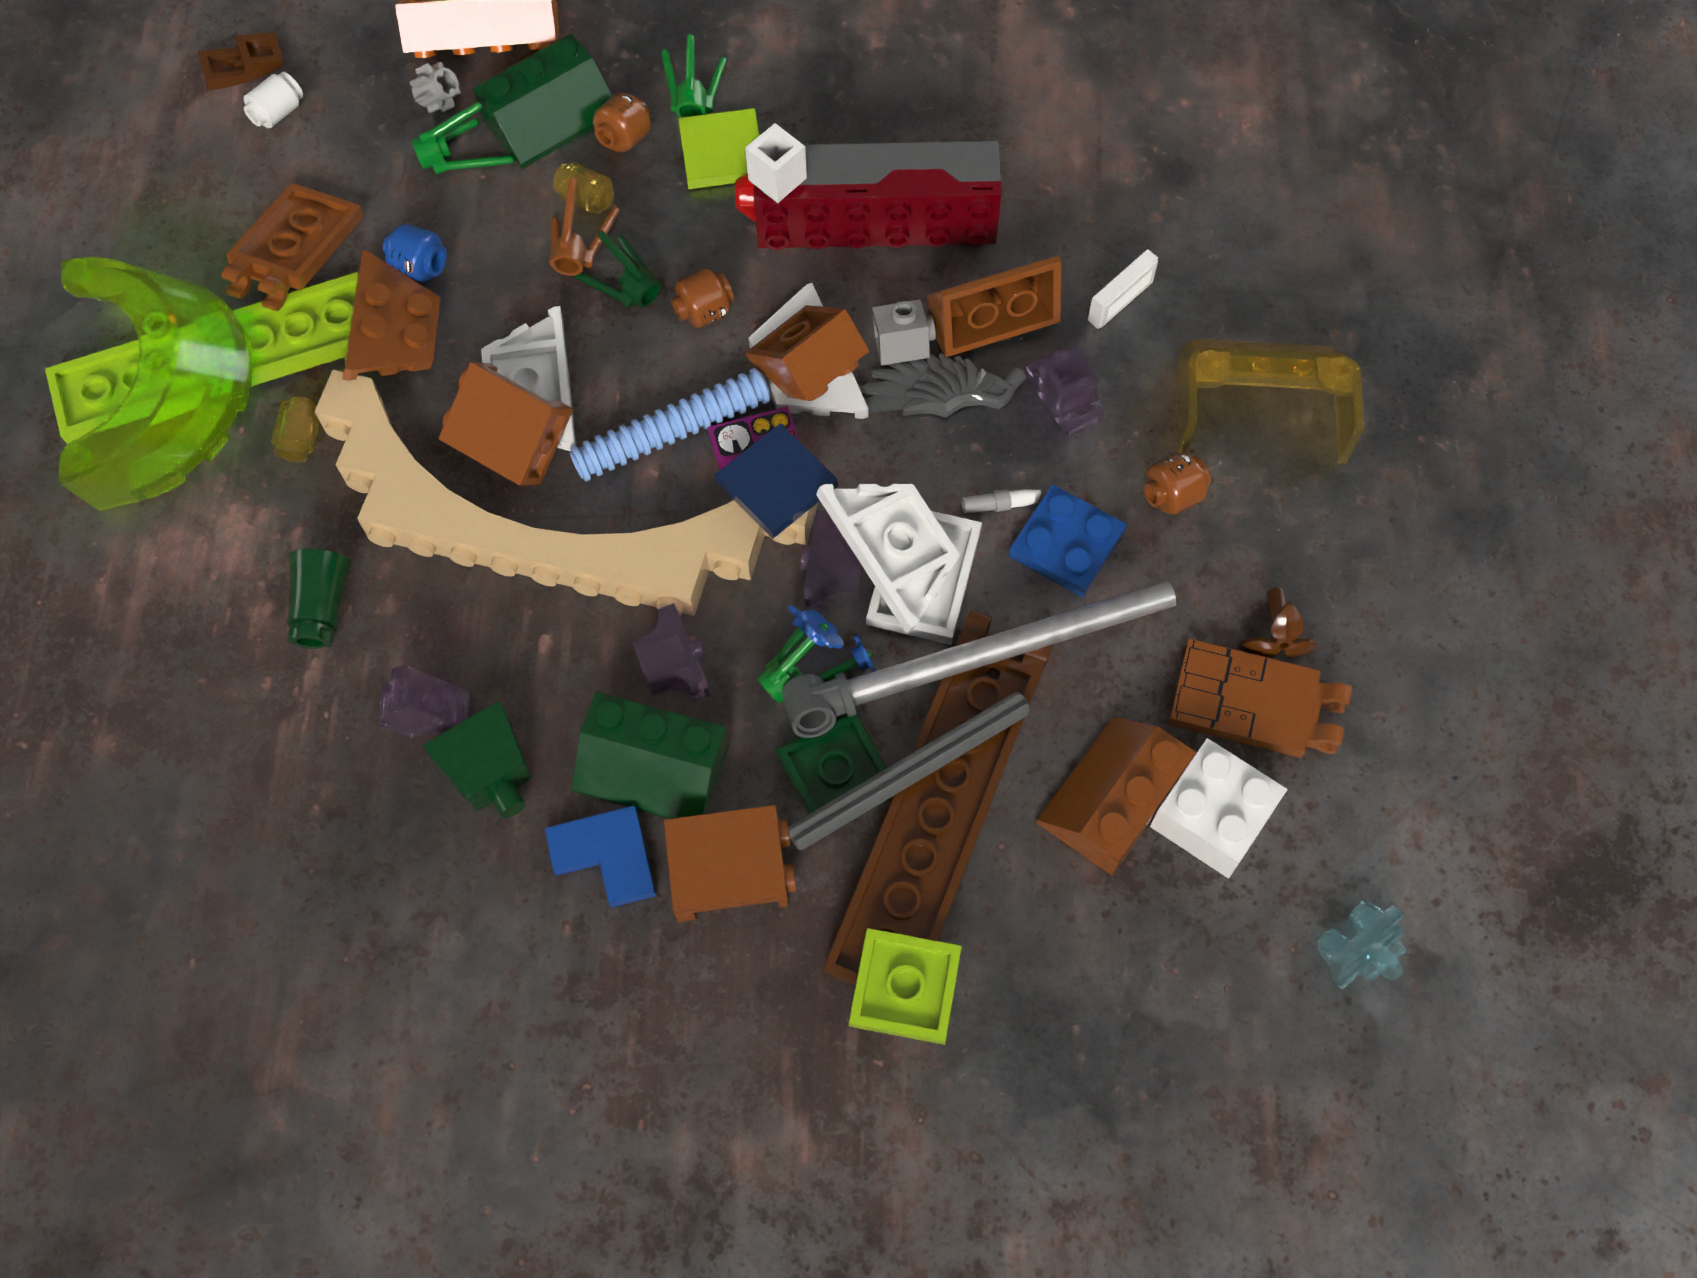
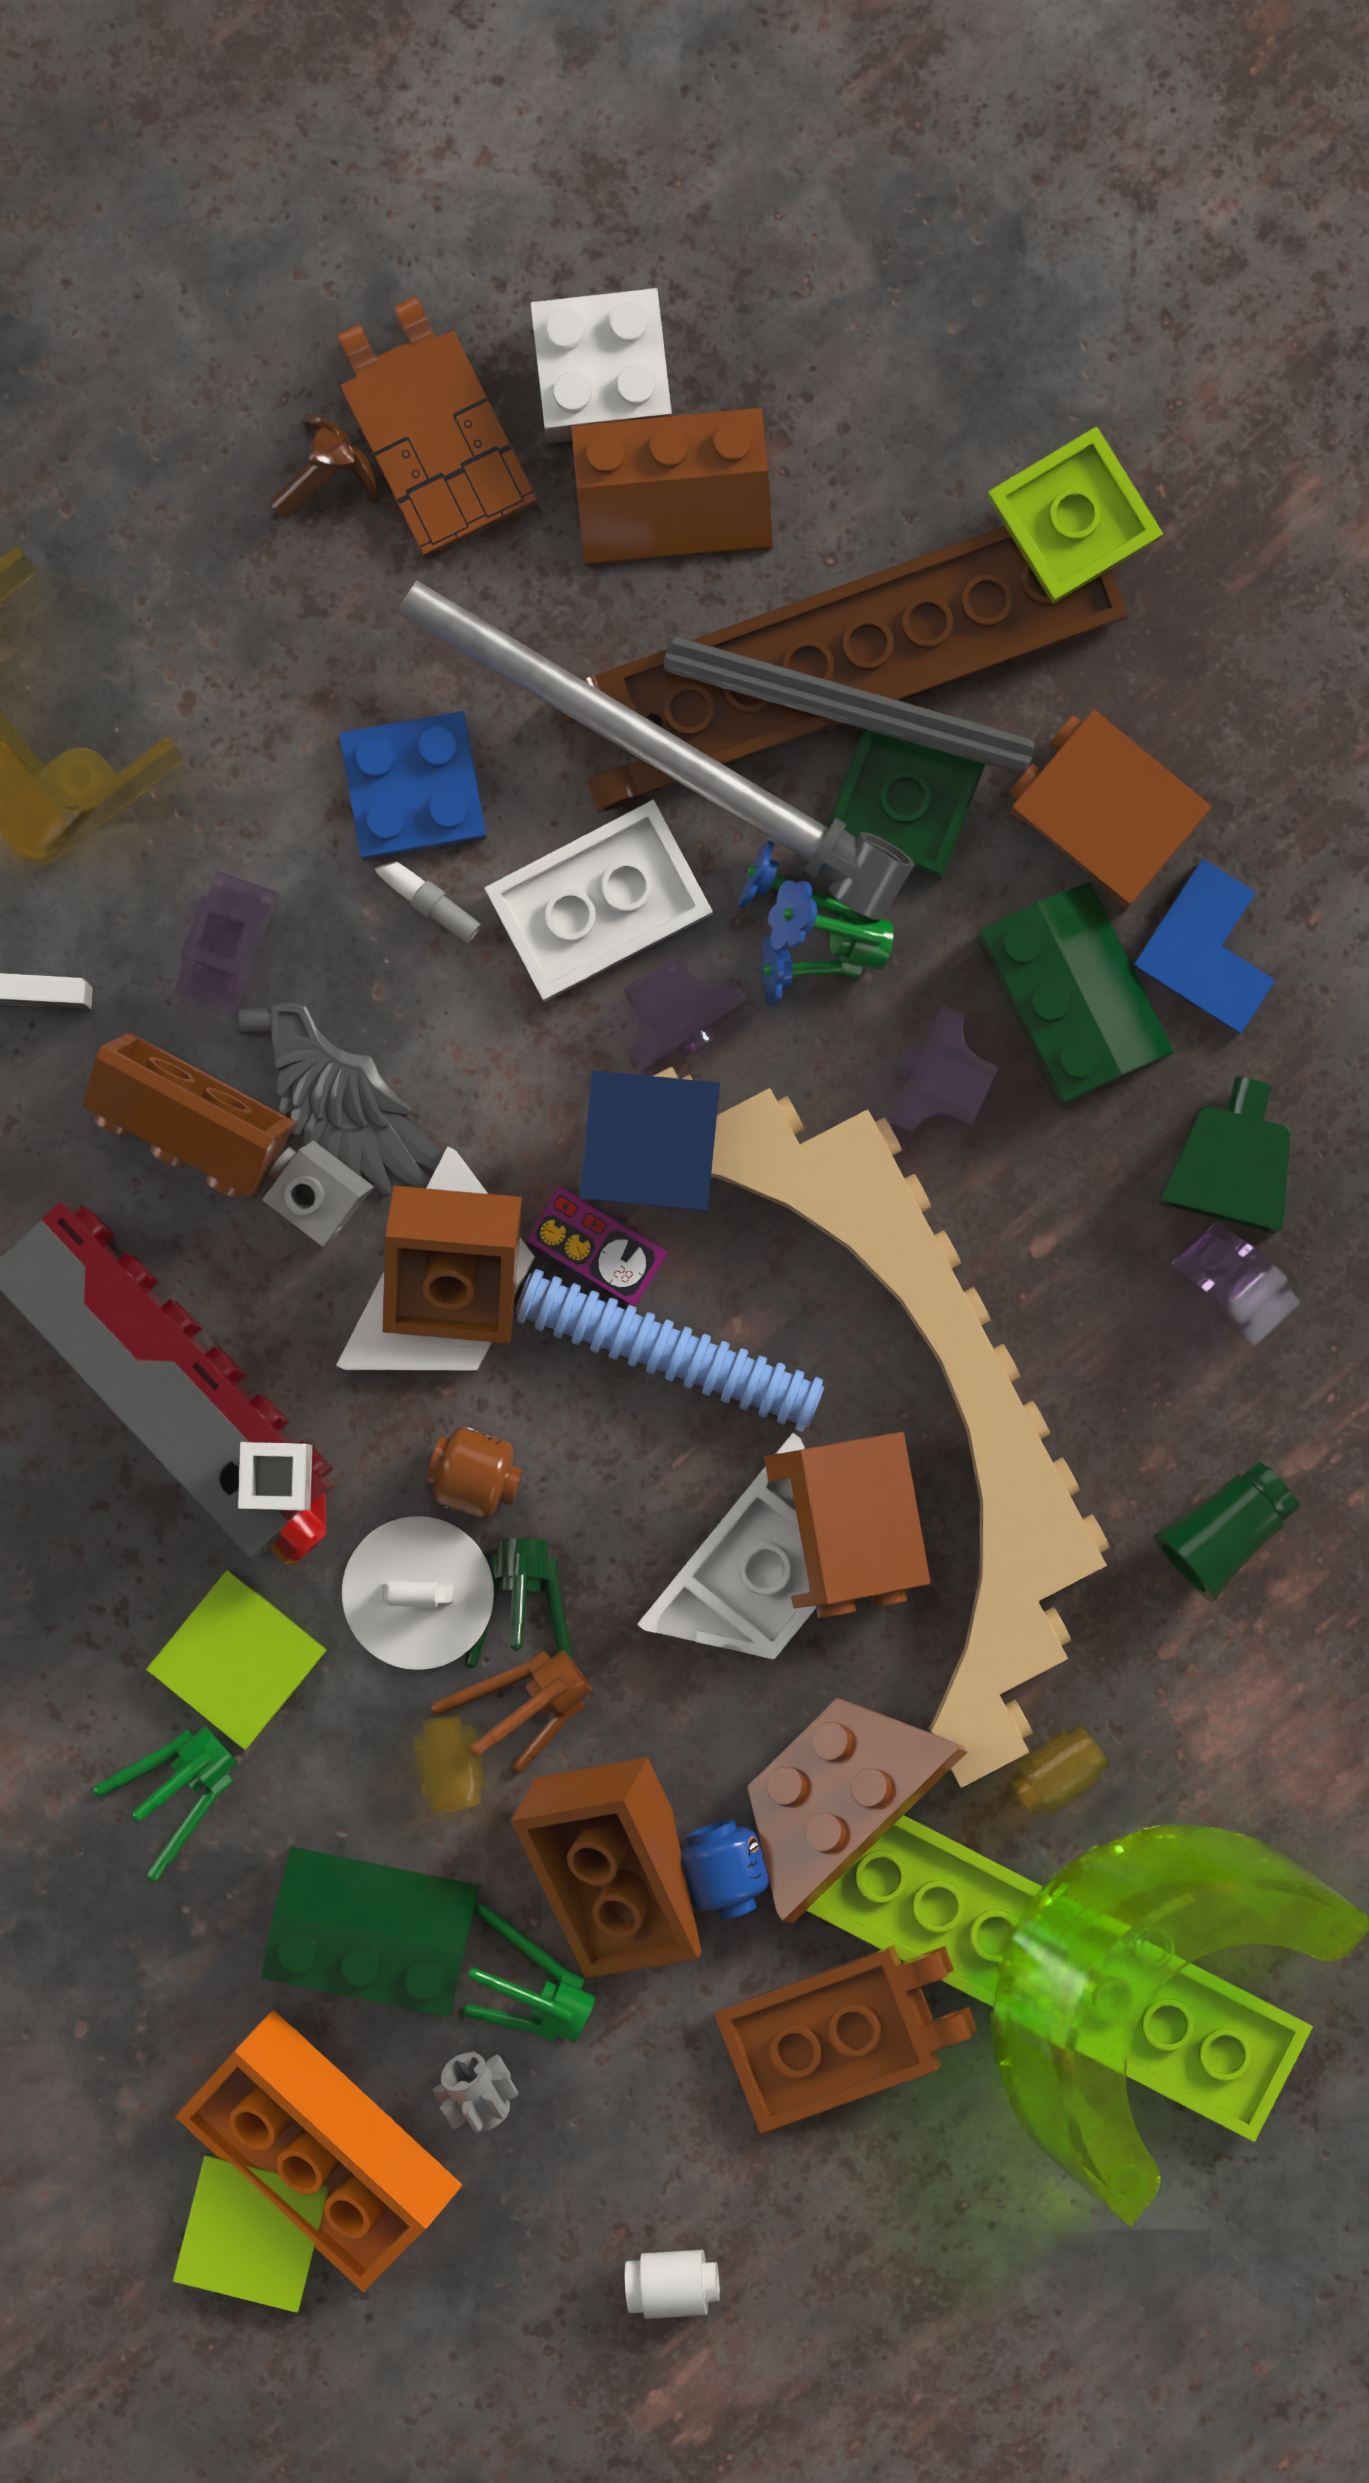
camera: 130 degrees left, 20 degrees up
(250, 60) = (648, 2398): reddish brown slope -> none
(470, 207) = (610, 1866): none -> dark orange slope
(622, 122) = (317, 1808): dark orange head -> none
(673, 239) = (418, 1592): none -> white shield
(894, 542) = (610, 941): white wing -> none
(1177, 483) = (242, 715): dark orange head -> none
(1371, 951) = (591, 107): clear light blue hips -> none

